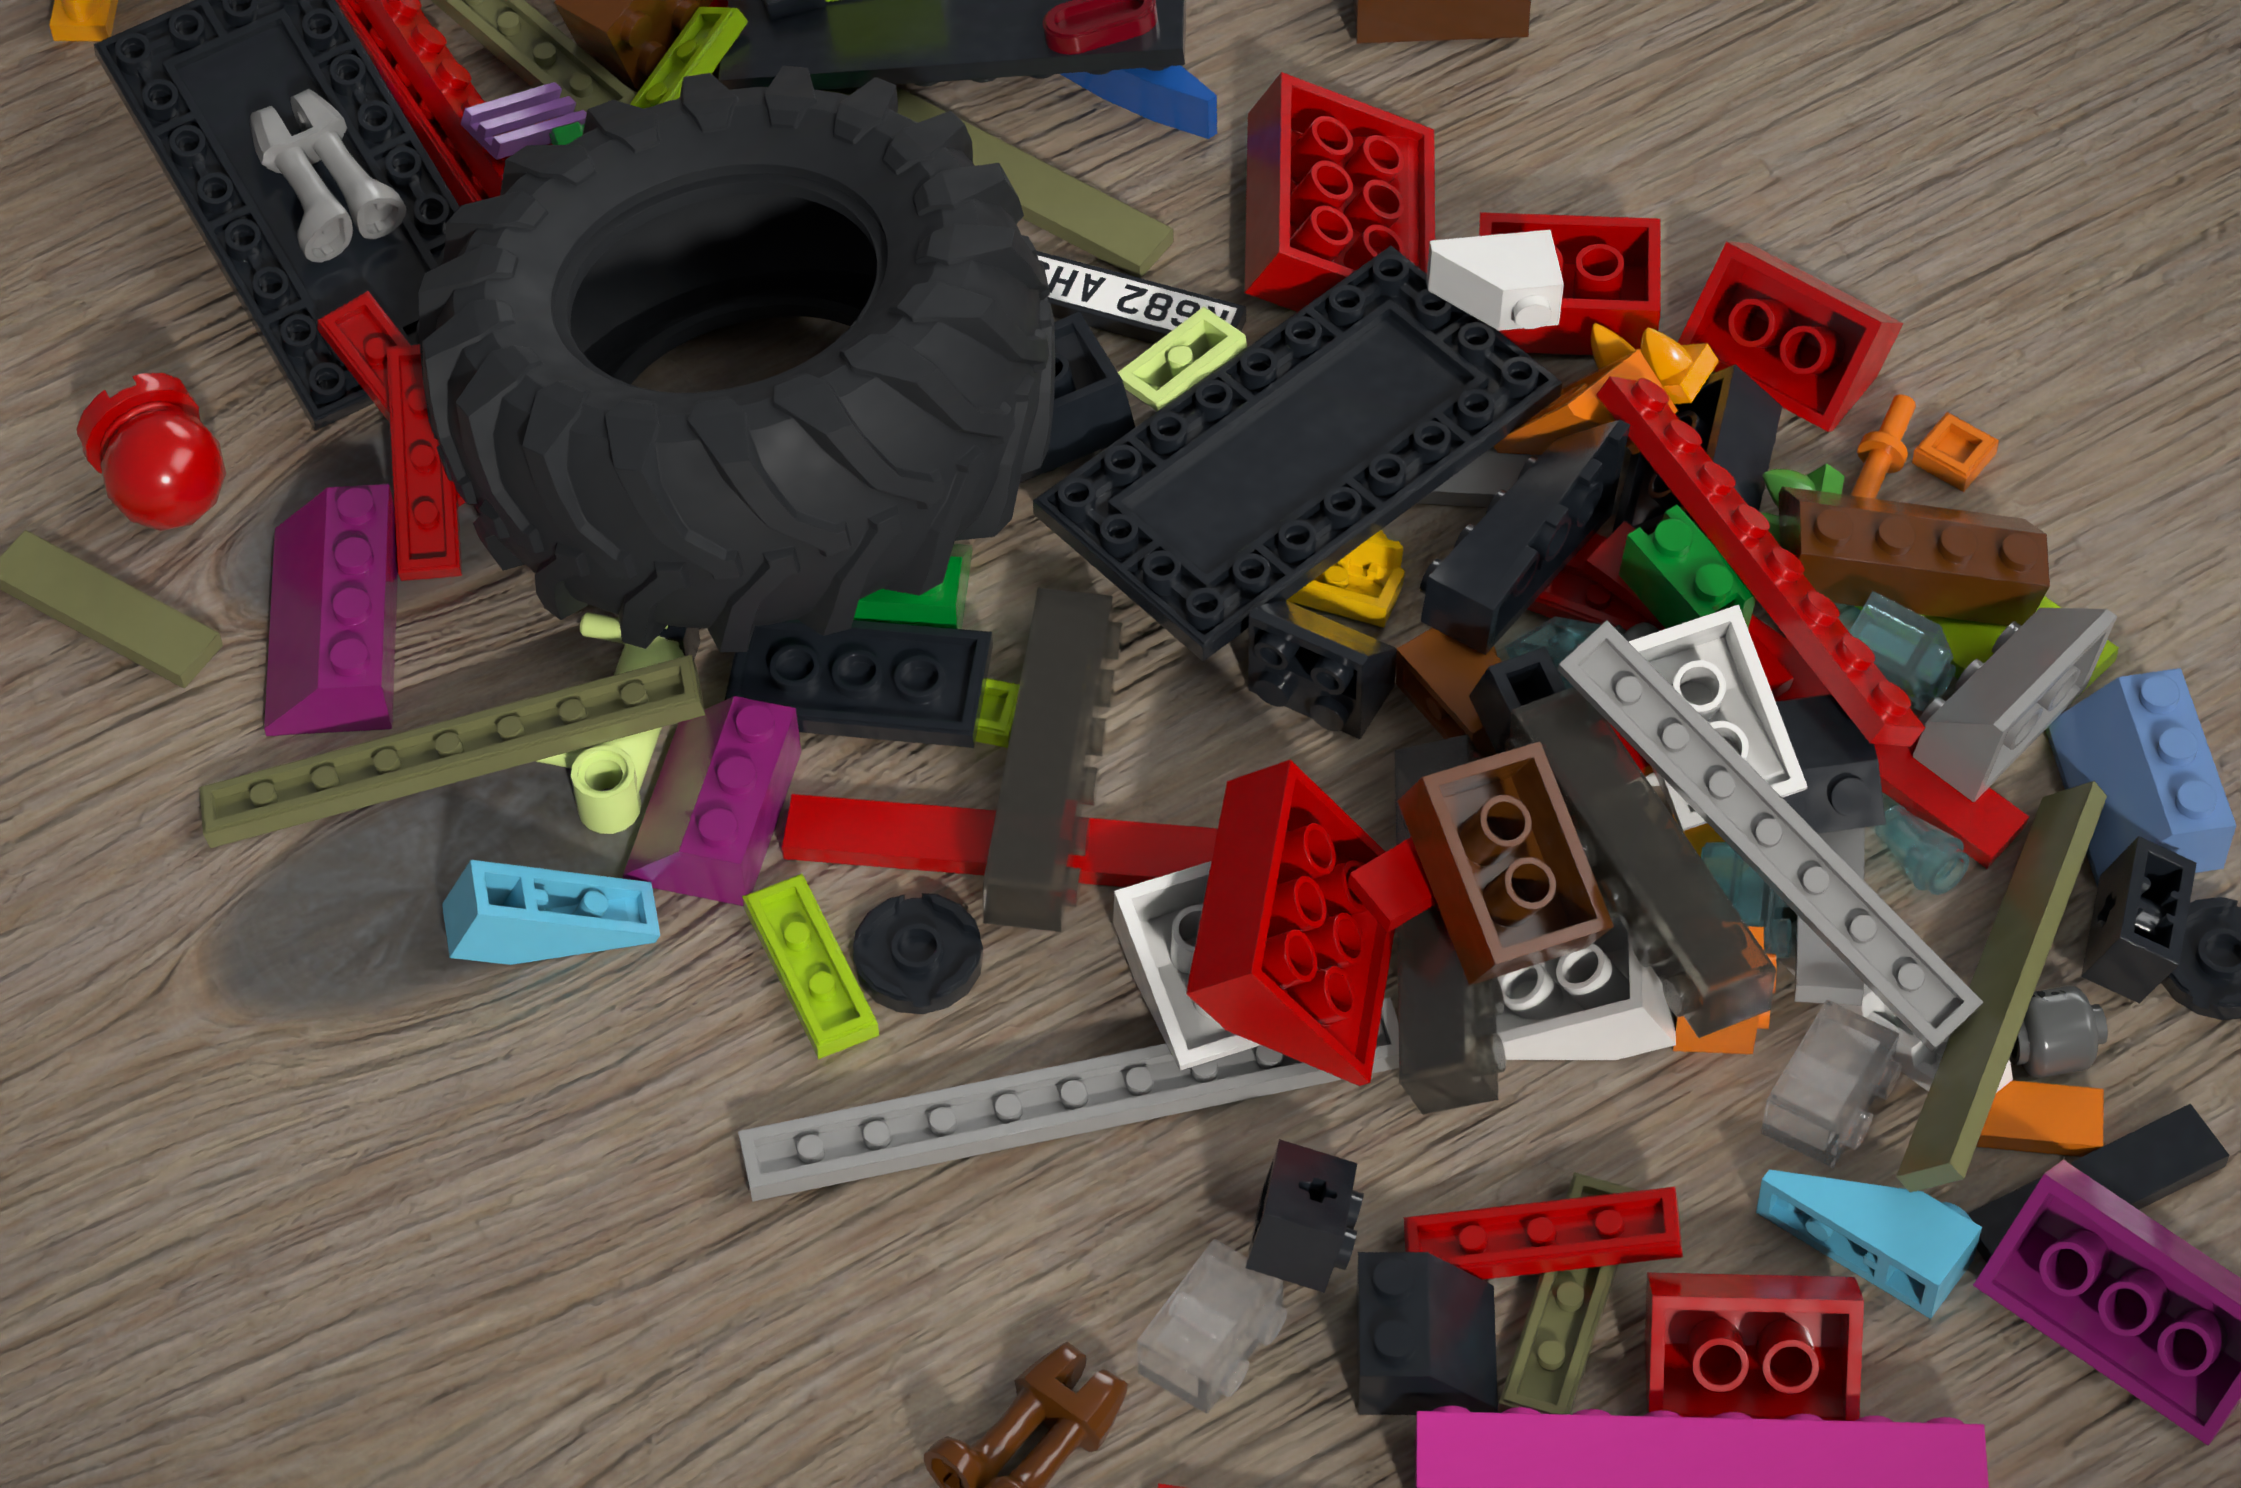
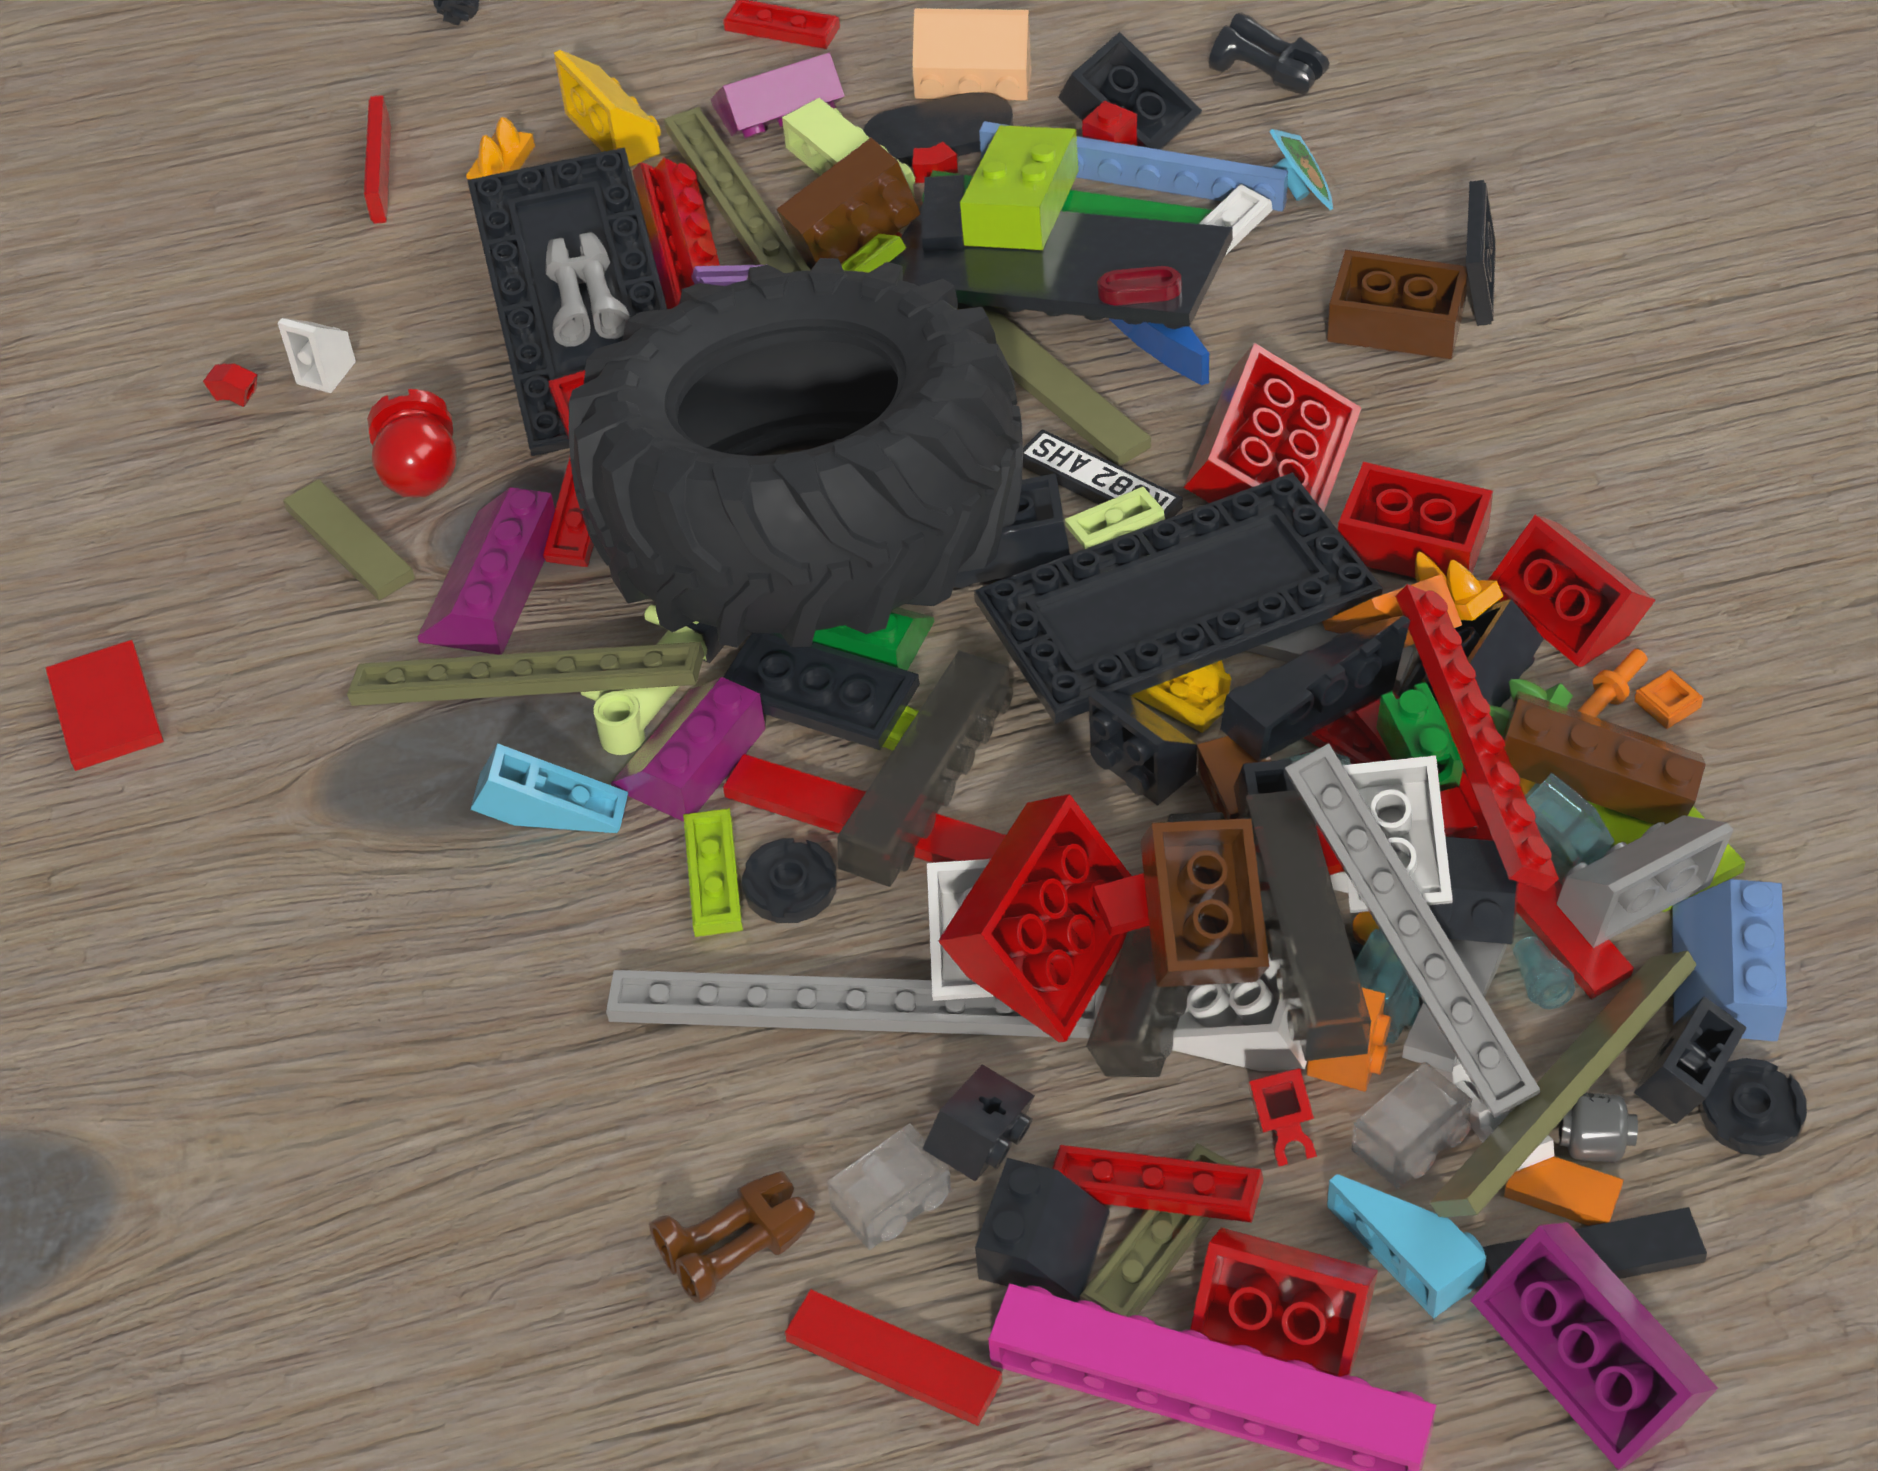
camera: 20 degrees right, 5 degrees down
(1499, 278) = (1355, 504): white slope -> none
(1667, 1100) = (1281, 1106): none -> red brick

